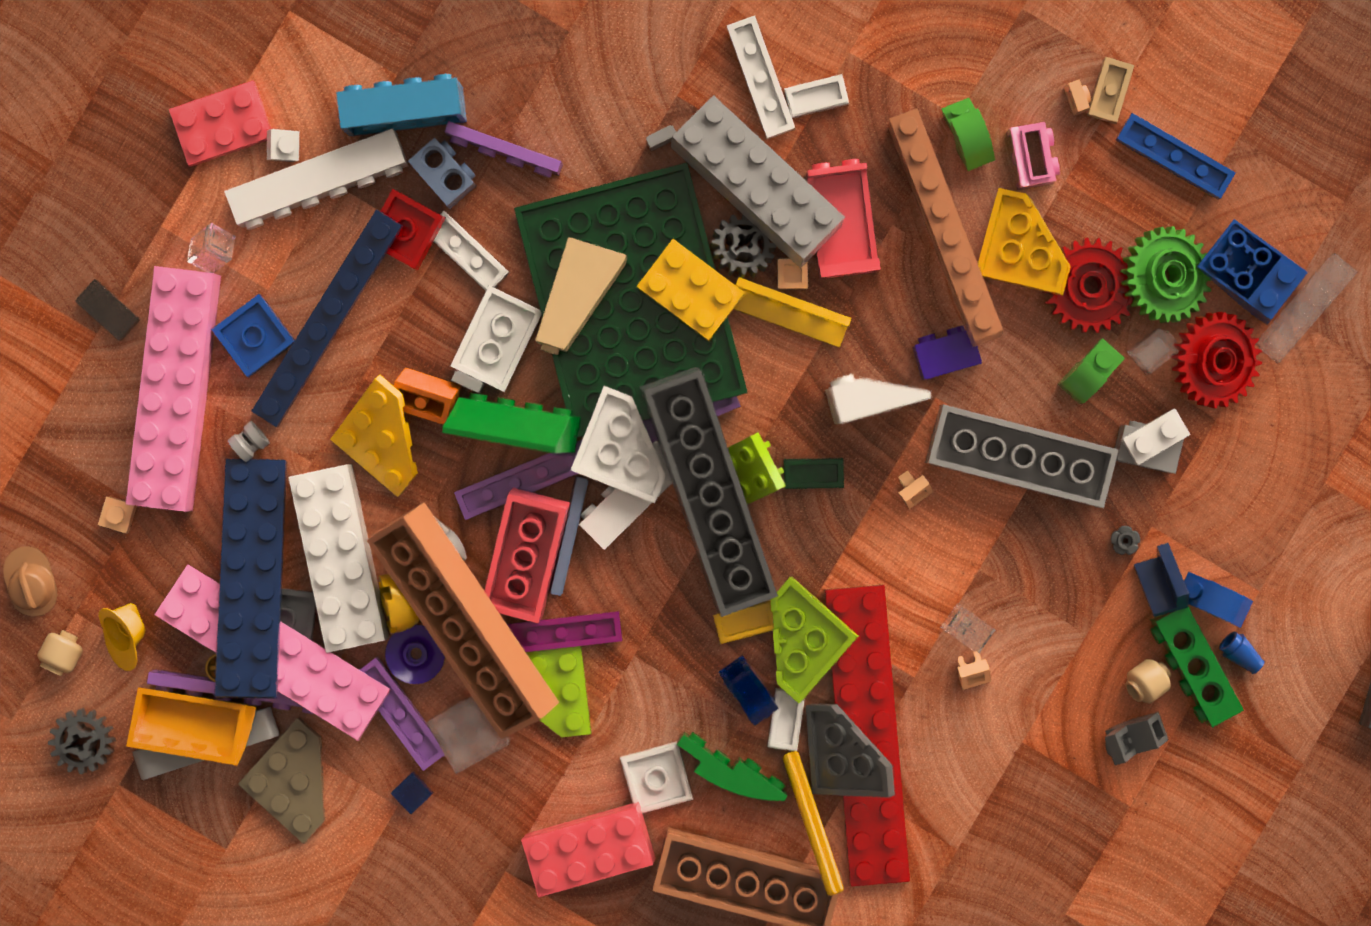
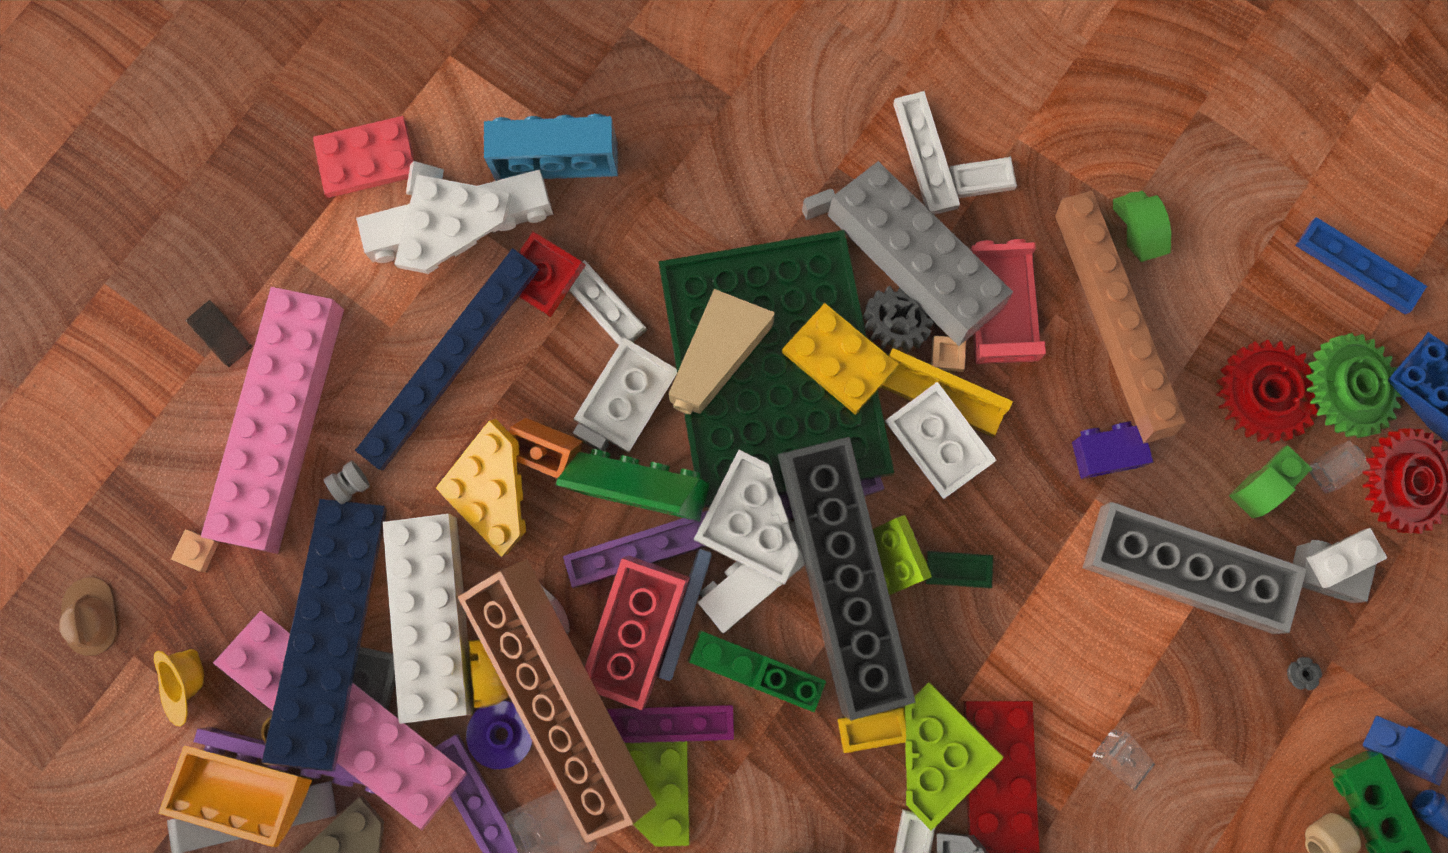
camera: 10 degrees right, 10 degrees down
(59, 652) = (104, 698): tan head -> none
(86, 751) = (104, 788): dark grey gear -> none
(211, 248) = (336, 277): clear panel -> none
(253, 335) = (368, 371): blue plate -> none
(312, 188) = (447, 221): none -> white plate
(438, 176) = (583, 223): sand blue brick -> none
(491, 146) = (664, 207): medium lavender plate -> none
(637, 579) = (757, 671): none -> green slope
(749, 690) = (874, 810): clear blue brick -> none
(788, 357) = (940, 440): none -> white plate
(863, 397) = (1034, 482): white slope -> none
(914, 490) = (1070, 596): light nougat tile -> none
(973, 673) = (1130, 813): light nougat tile -> none
(1021, 157) = (1200, 255): bright pink window -> none
(1021, 247) = (1199, 343): yellow plate -> none
(1078, 97) = (1257, 197): light nougat plate -> none
(1110, 90) = (1292, 194): tan plate -> none
(1162, 582) = (1353, 724): dark blue panel -> none

